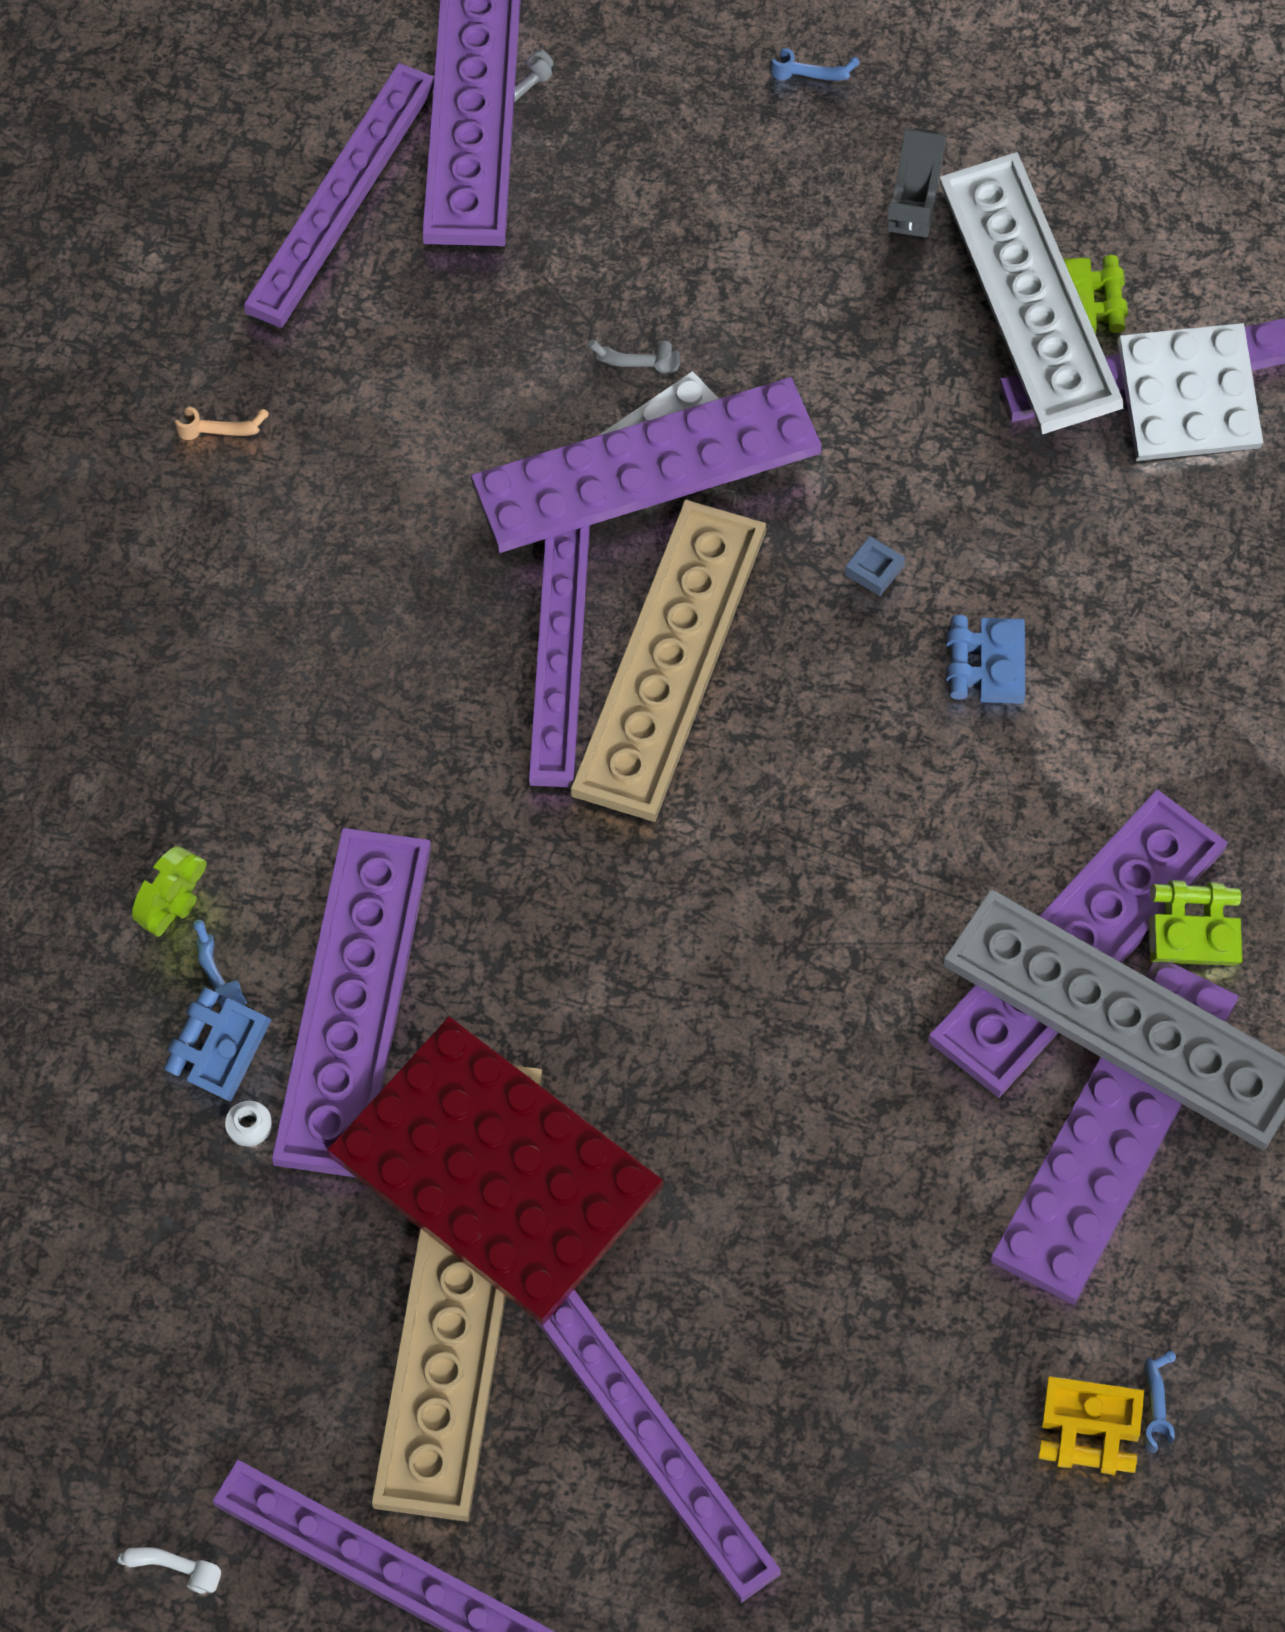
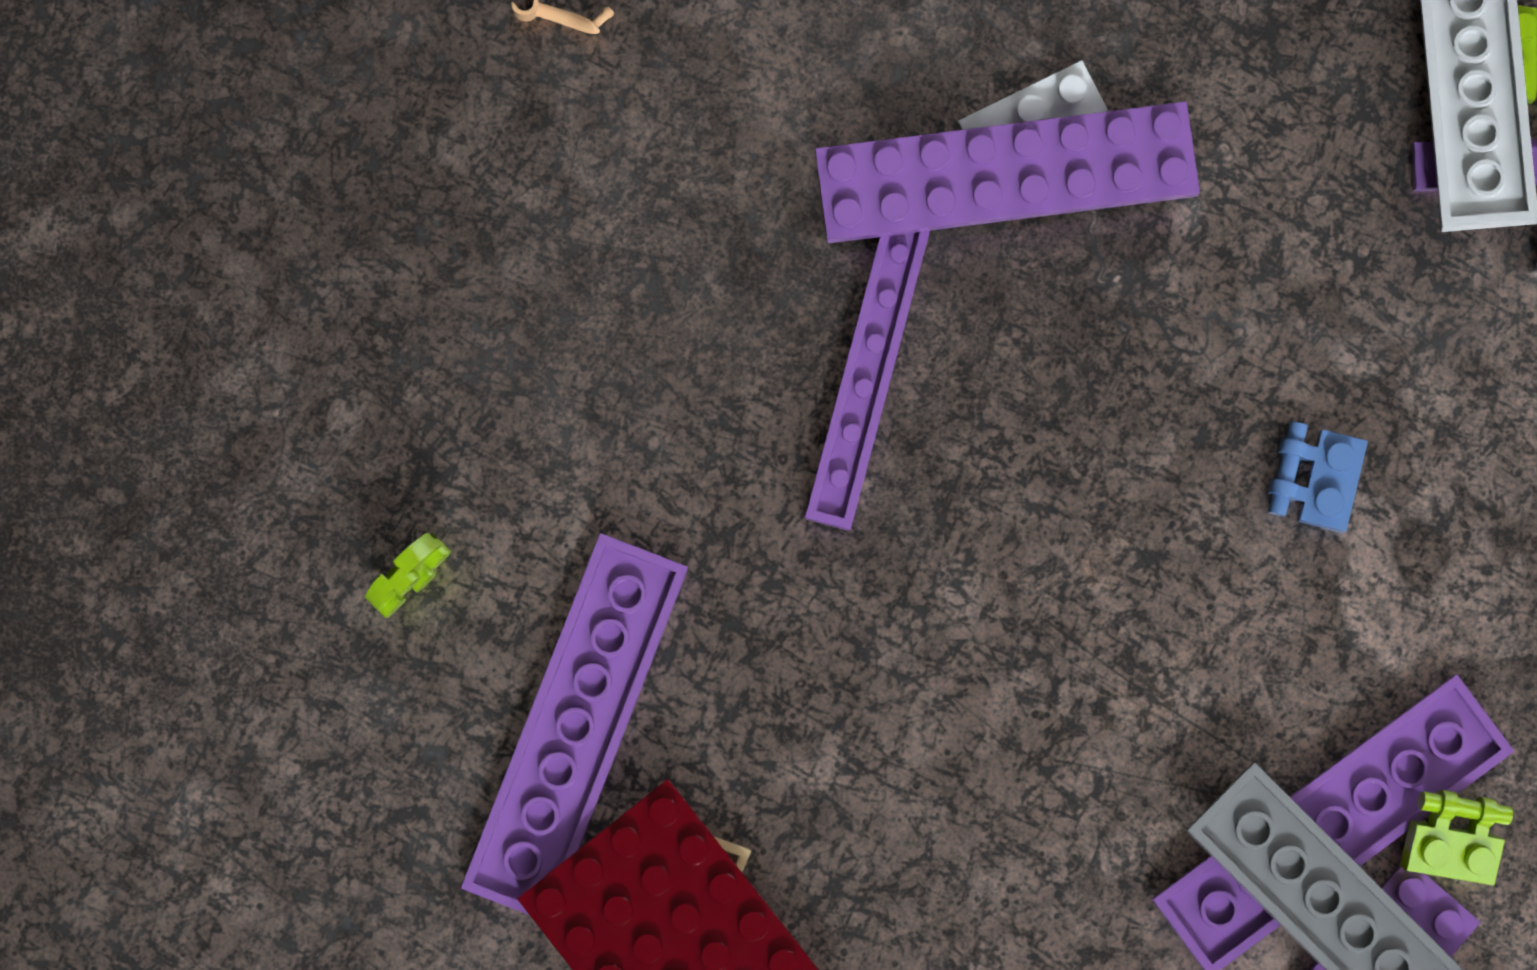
camera: 10 degrees right, 20 degrees up
(205, 948) = (450, 691): medium blue piece -> none
(227, 1049) = (438, 757): medium blue plate -> none
(248, 1135) = (460, 839): white plate -> none
(663, 360) = (1055, 37): light grey piece -> none
(669, 661) = (982, 405): tan plate -> none
(874, 566) = (1224, 342): sand blue plate -> none

